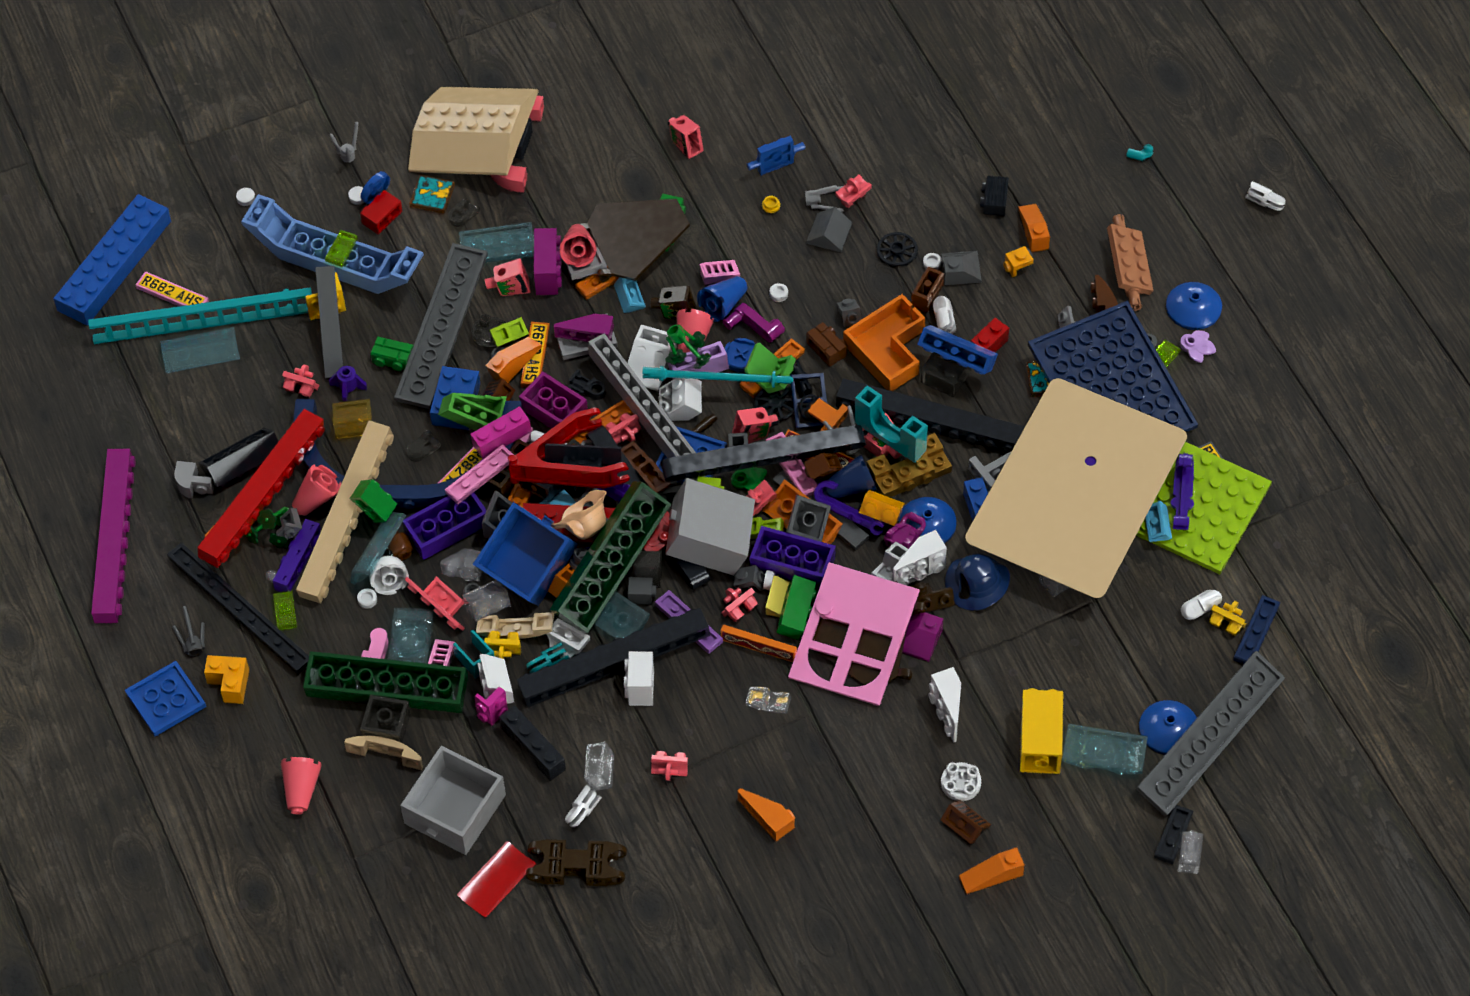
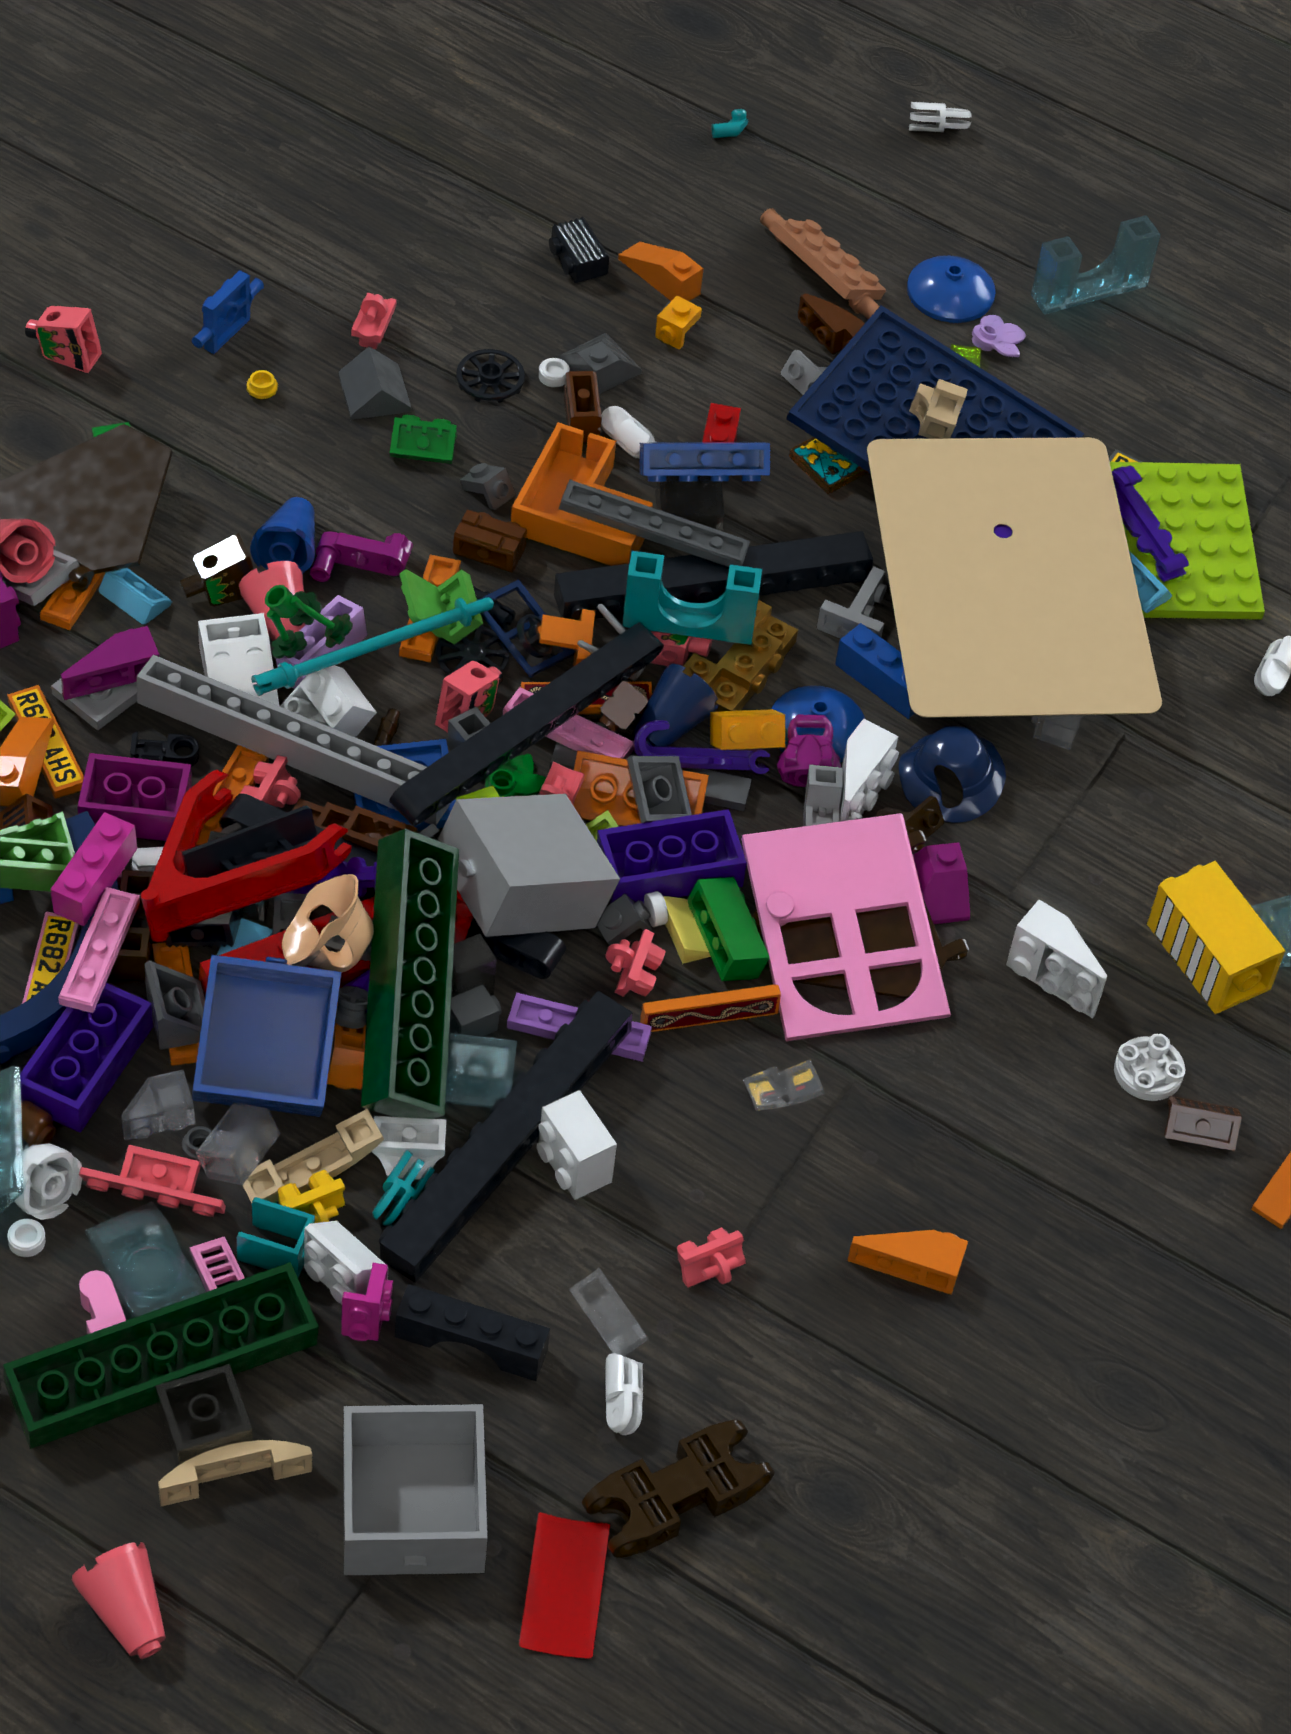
camera: 40 degrees left, 5 degrees down
(718, 265) = (242, 522): bright pink slope -> none
(739, 353) = (380, 606): blue tile -> none
(778, 292) = (361, 500): white tile -> none
(813, 197) = (320, 349): light grey plant -> none
(831, 272) = (423, 439): none -> green bracket
(909, 374) = (653, 524): none -> dark grey tile
(1112, 377) = (938, 408): none -> tan brick
(1254, 333) = (1127, 268): none -> clear light blue arch

